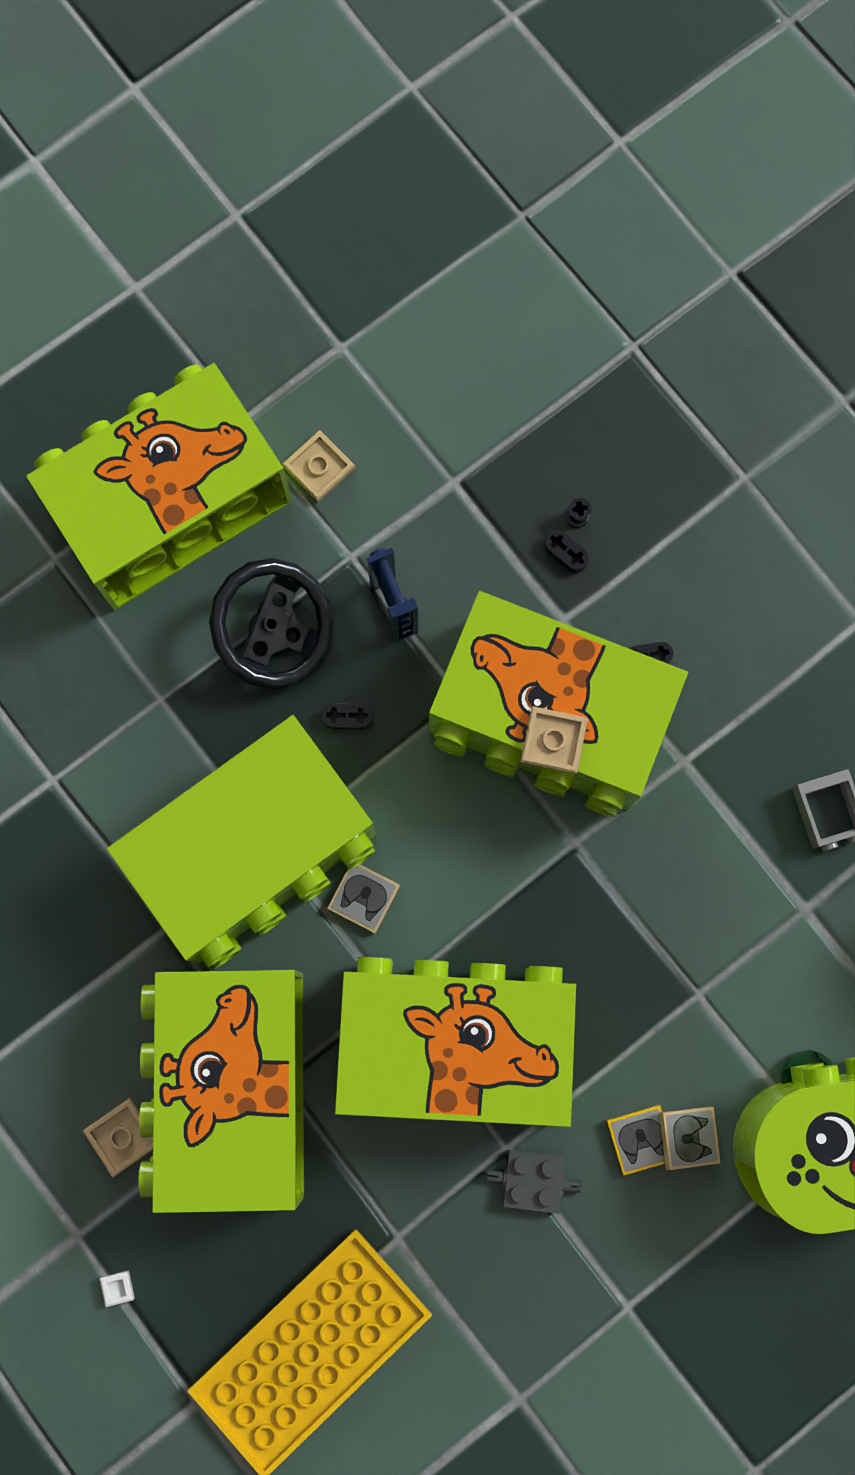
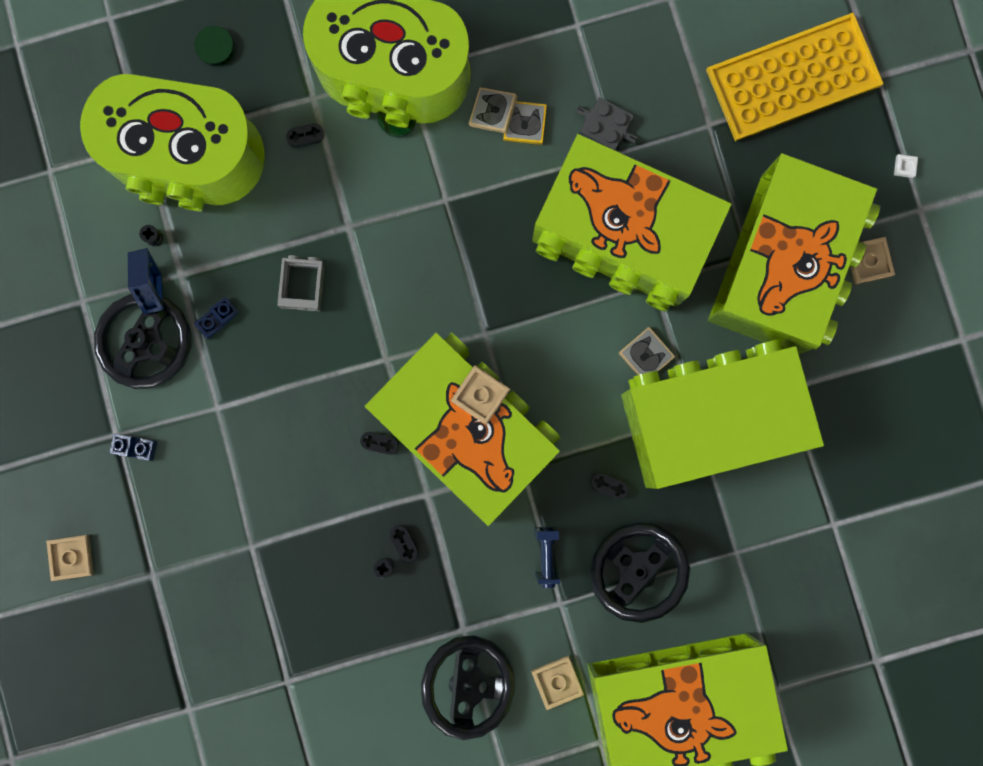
camera: 155 degrees left, 5 degrees up
(423, 414) = (466, 685): none -> black piece

